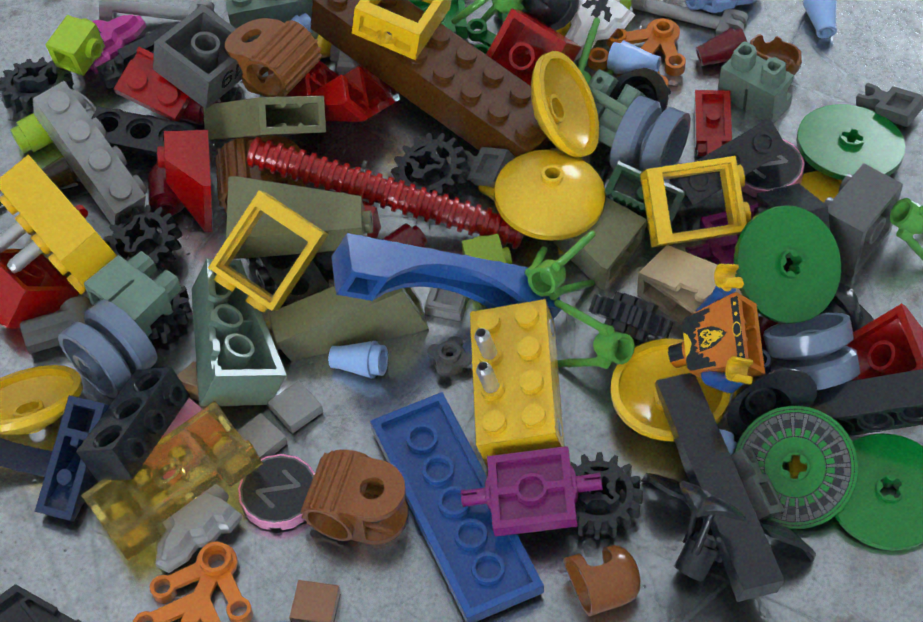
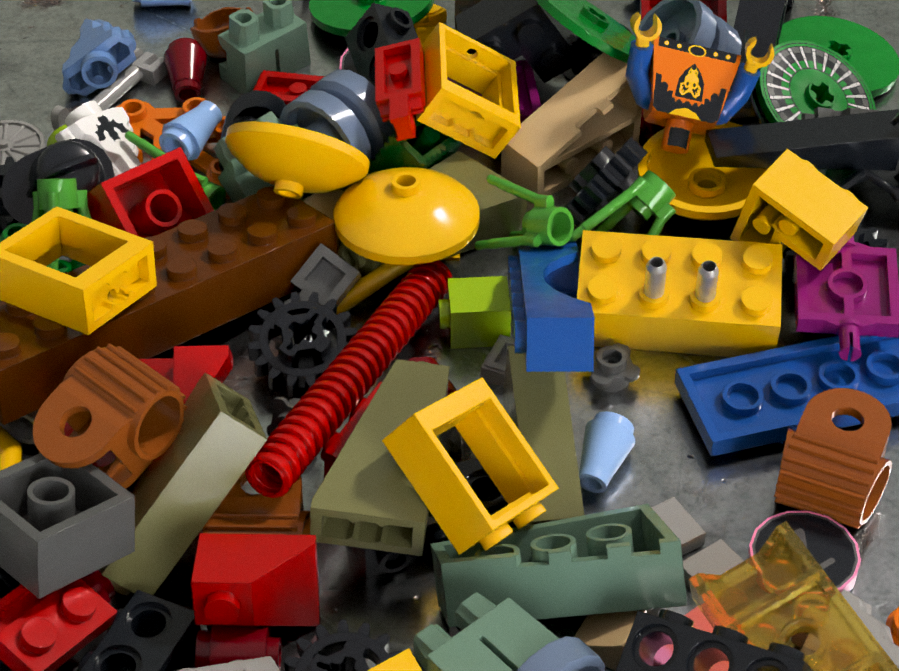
camera: 85 degrees left, 10 degrees down
(578, 432) = (800, 210): none -> yellow brick
(663, 150) = (400, 85): none -> red hinge

